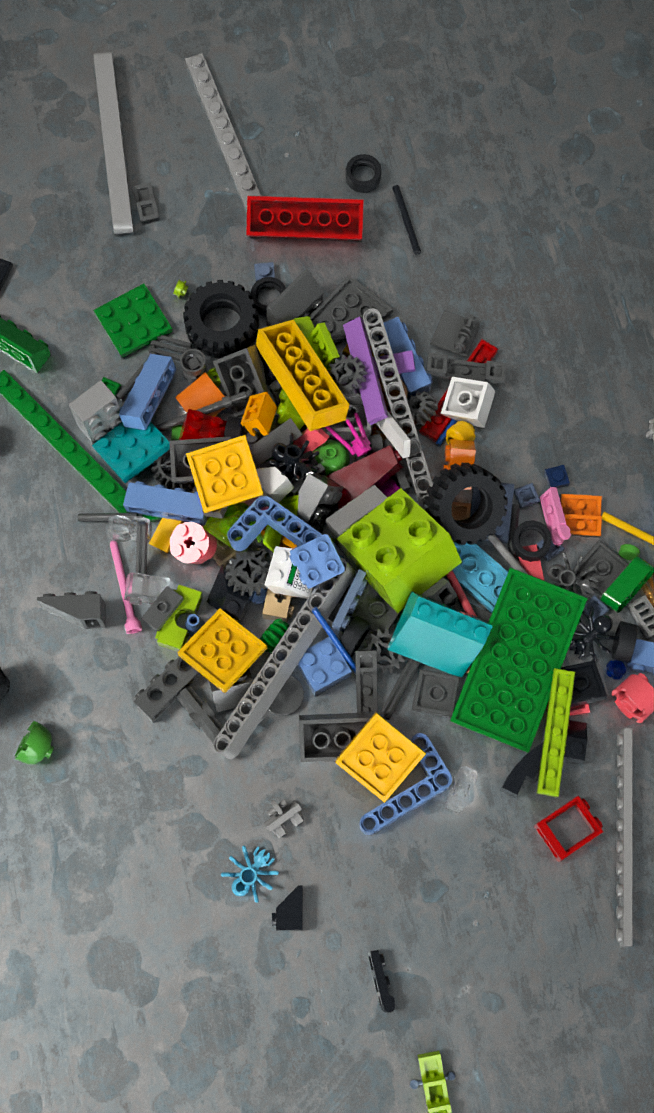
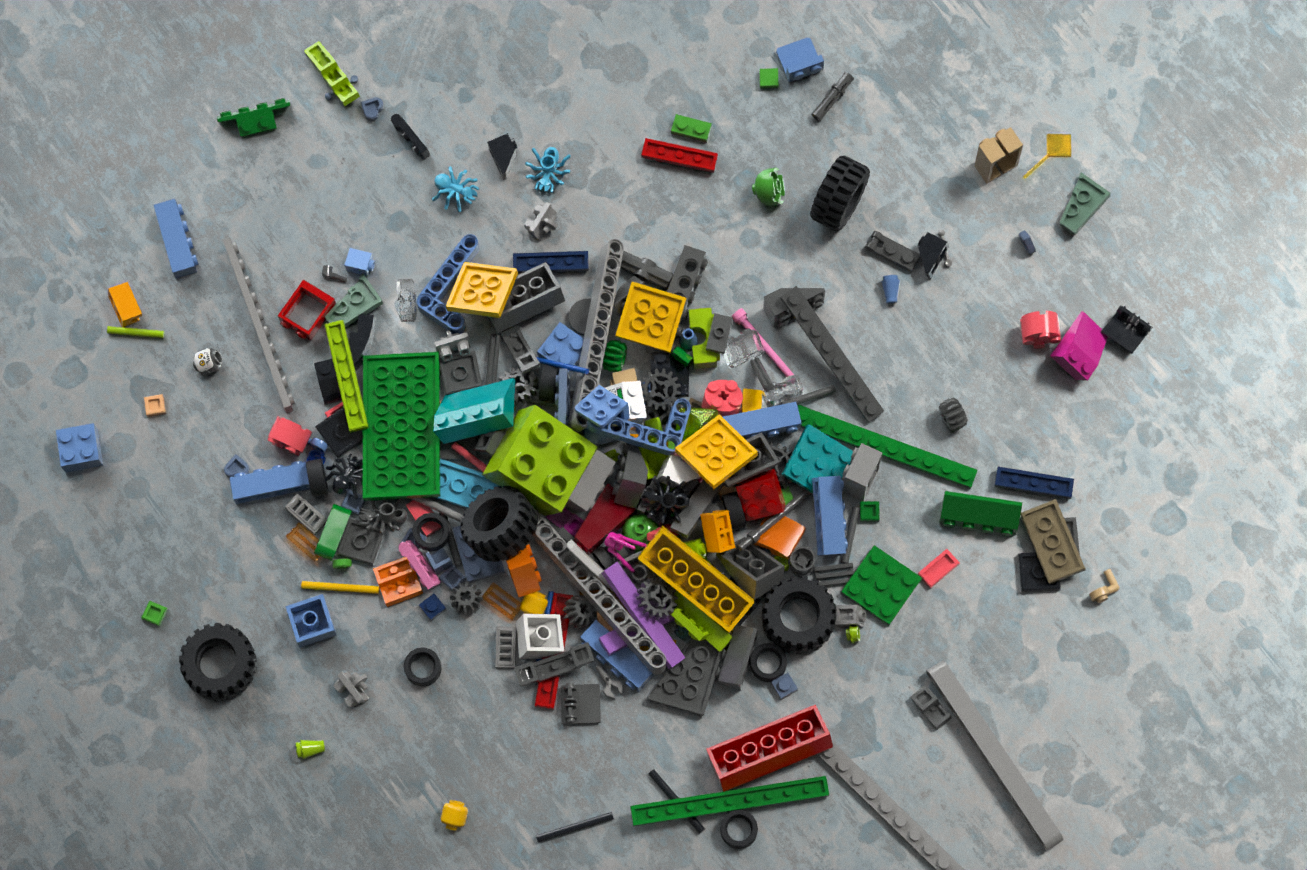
camera: 160 degrees right, 0 degrees up
(64, 540) = (832, 354): none -> dark grey plate
(73, 314) = (938, 568): none -> coral tile
(80, 852) = (691, 128): none -> bright green plate
(107, 825) = (679, 155): none -> red plate
(174, 303) = (850, 615): none -> light grey bracket
(208, 602) = (682, 356): none -> green slope
(293, 768) = (557, 261): none -> dark blue plate
(360, 897) = (453, 189): none -> medium azure animal
(373, 197) = (729, 801): none -> green plate
(409, 1037) = (372, 108): none -> sand blue tile
(420, 340) = (609, 682): none -> light grey bar
(442, 722) = (451, 344): none -> light grey hips
(492, 857) = (359, 262): none -> light blue brick
(494, 450) = (489, 592): none -> clear orange tile
(498, 424) = (506, 630): none -> light grey slope
(506, 235) = (574, 827): none -> black bar
(516, 813) = (359, 300): none -> sand green wing
(521, 474) = (467, 604): none -> dark grey gear
(530, 864) = (327, 273): none -> dark grey hand
(534, 511) = (439, 561): none -> sand blue panel
(543, 1085) = (255, 119): none -> green bracket
(593, 411) = (422, 652): none -> black tyre
(609, 680) = (318, 444): none -> medium blue piece
(611, 285) = (454, 814): none -> yellow head

